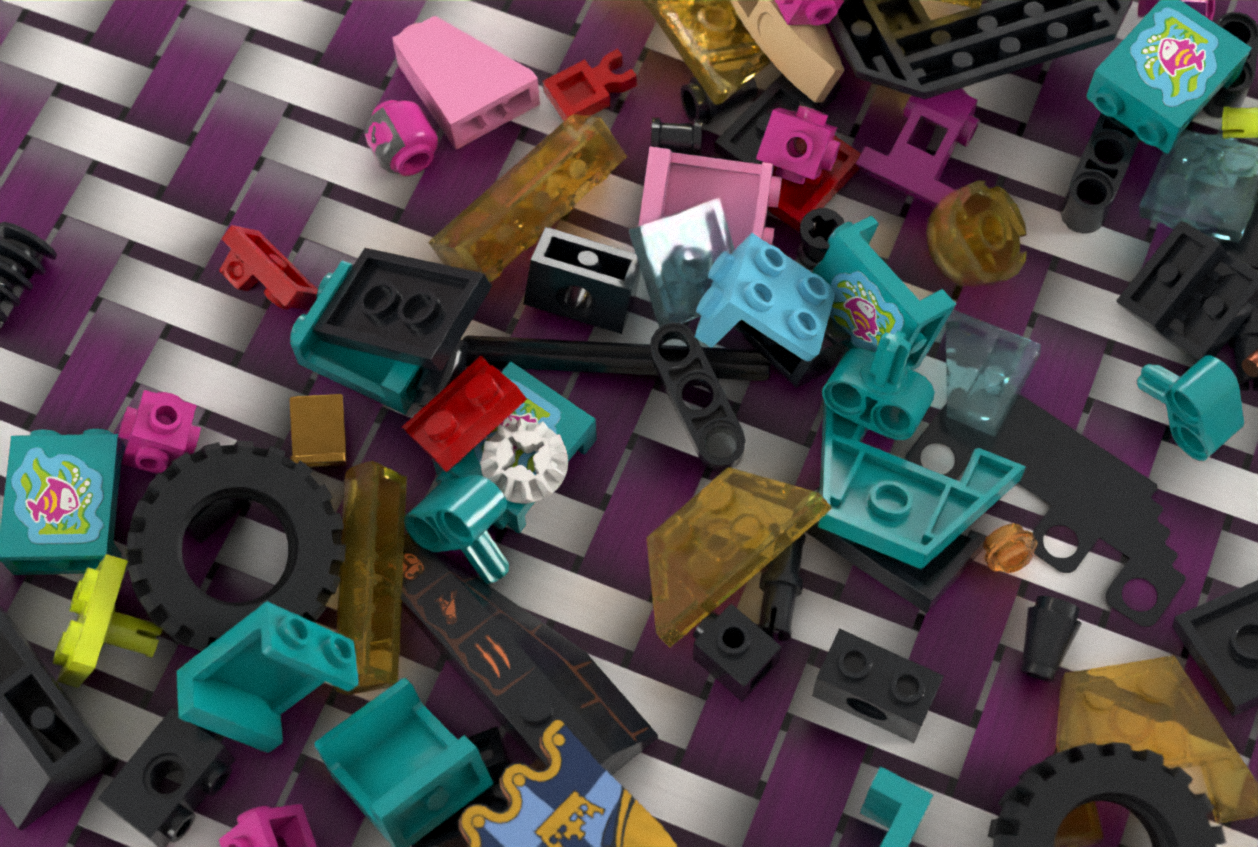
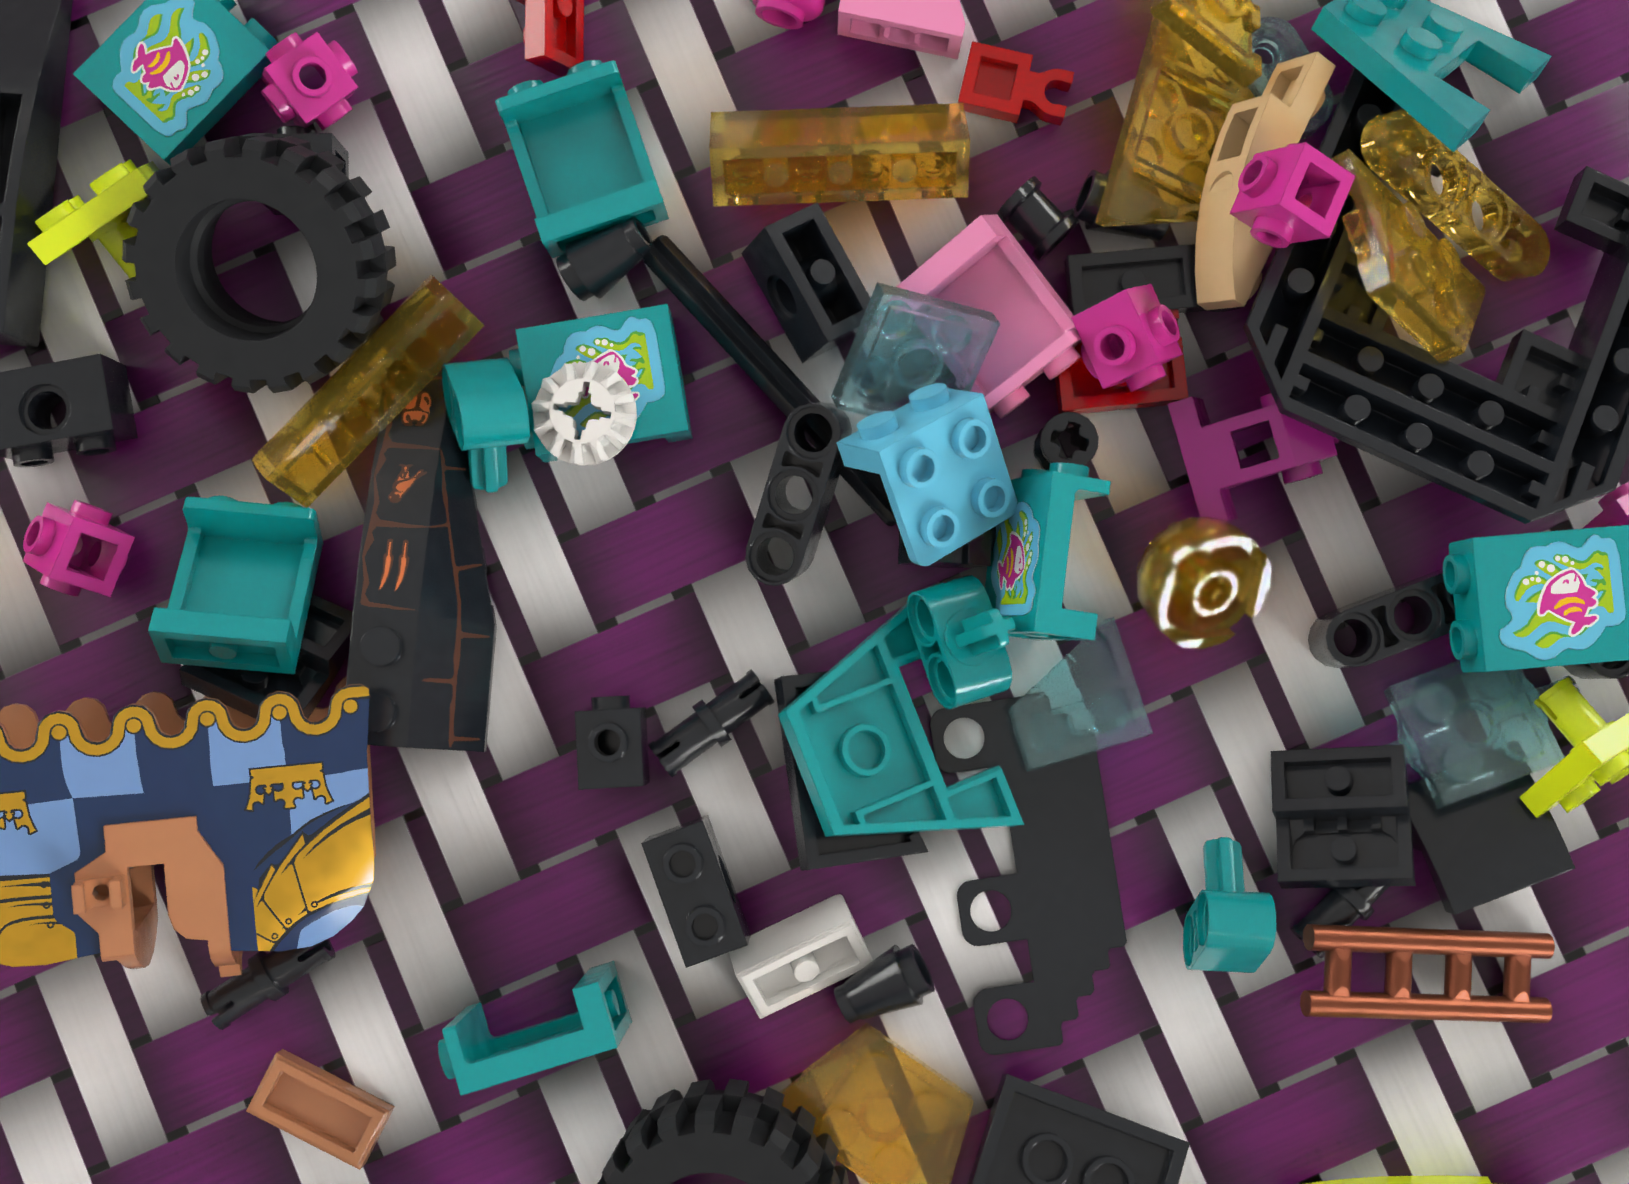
camera: 45 degrees right, 20 degrees up
(260, 672) = (180, 400): teal panel -> none
(318, 430) = (449, 211): pearl gold bracket -> none
(403, 308) = (615, 164): black plate -> none
(464, 413) = (574, 318): red plate -> none
(722, 543) = (686, 646): clear yellow wing -> none
(979, 674) = (800, 956): none -> white slope
(1009, 548) = (933, 881): clear orange plate -> none

